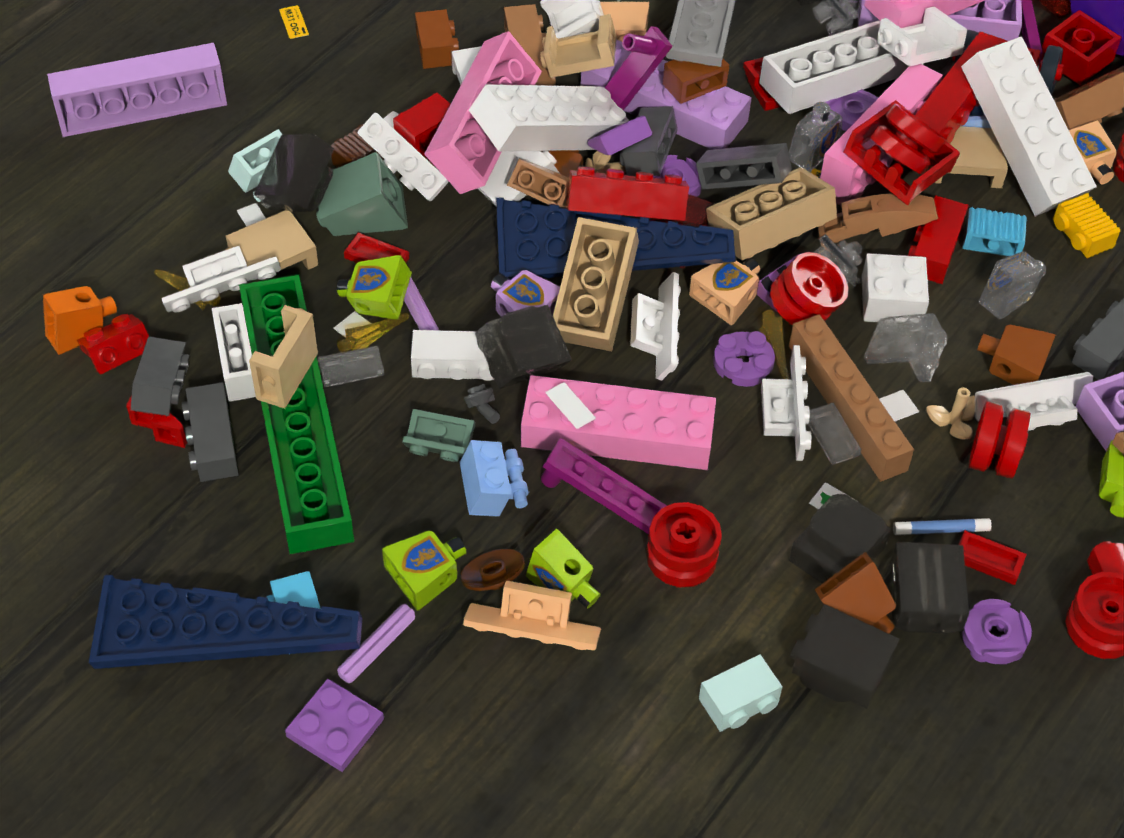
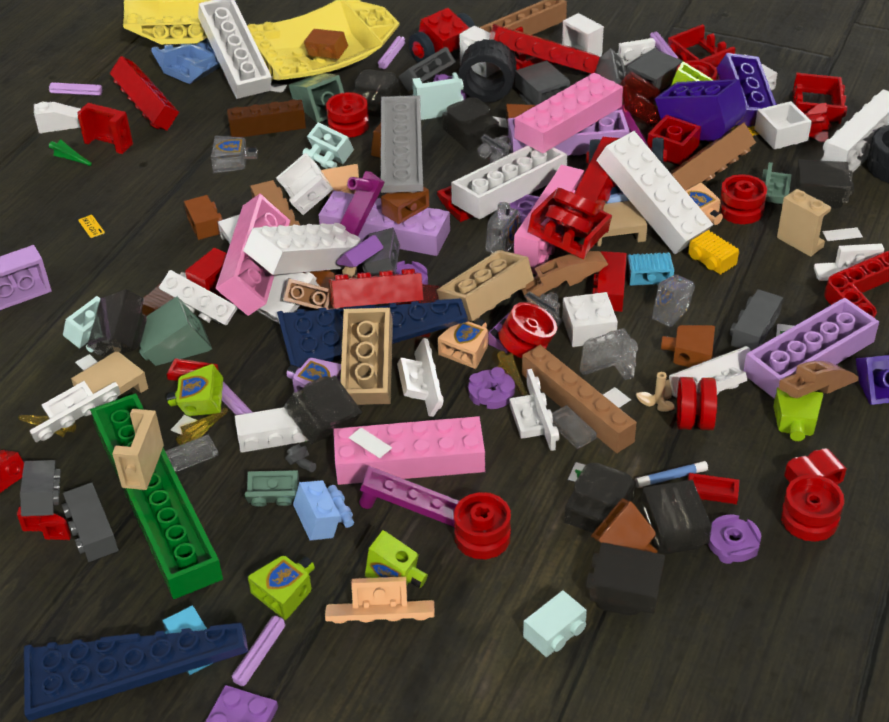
camera: 10 degrees left, 10 degrees down
(234, 351) = (97, 459): white brick -> none
(492, 569) = (338, 575): reddish brown dish -> none
(580, 51) = (315, 203): tan panel -> none
(744, 166) = (456, 257): dark grey brick -> none
(925, 42) = (570, 149): white panel -> none

